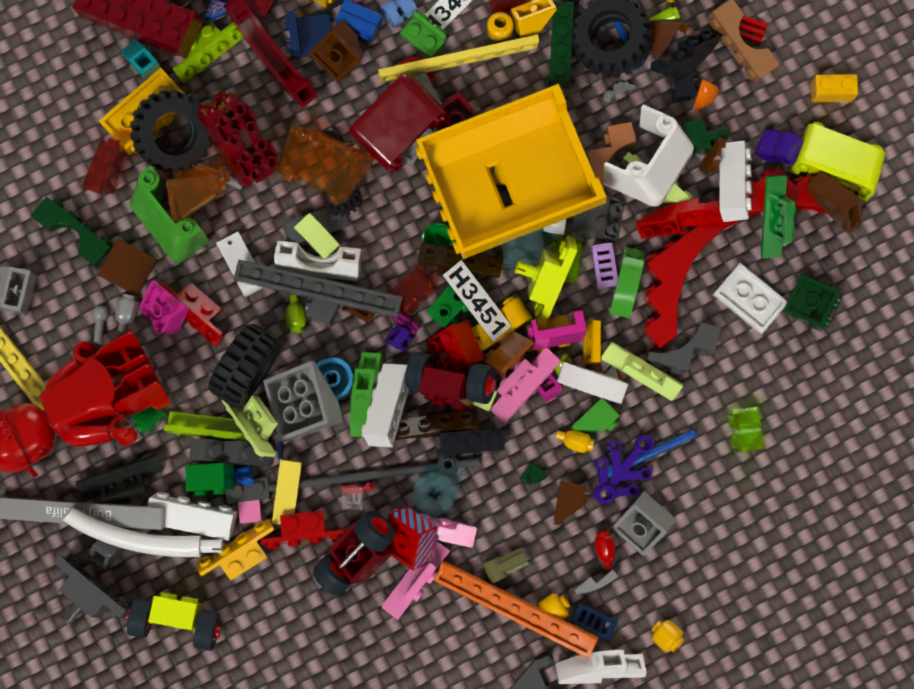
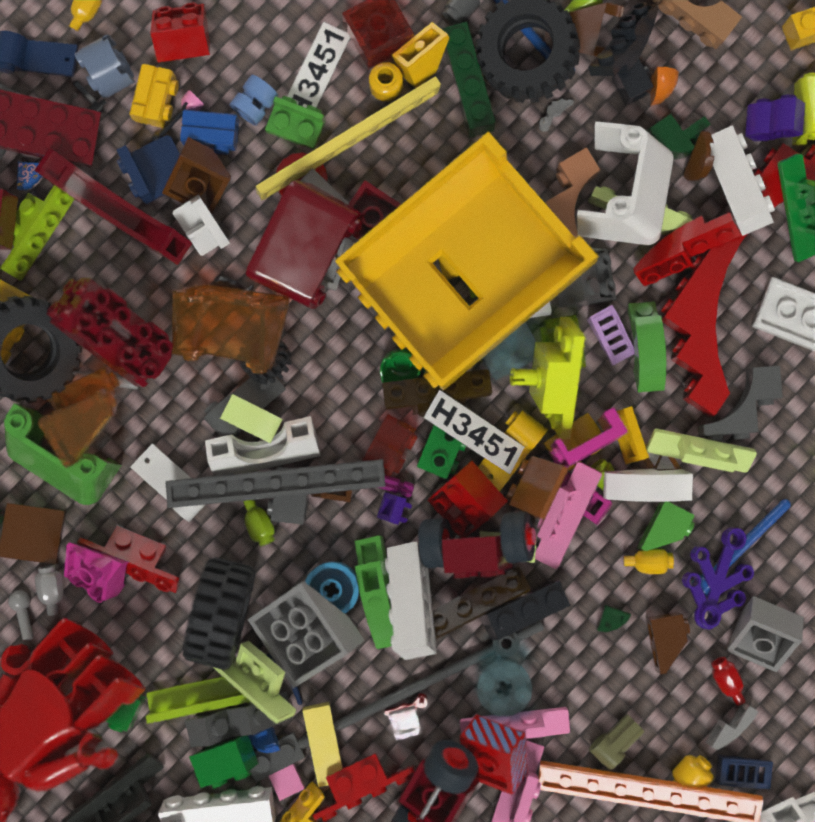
camera: 20 degrees left, 5 degrees up
(328, 86) = (200, 226): none -> white panel

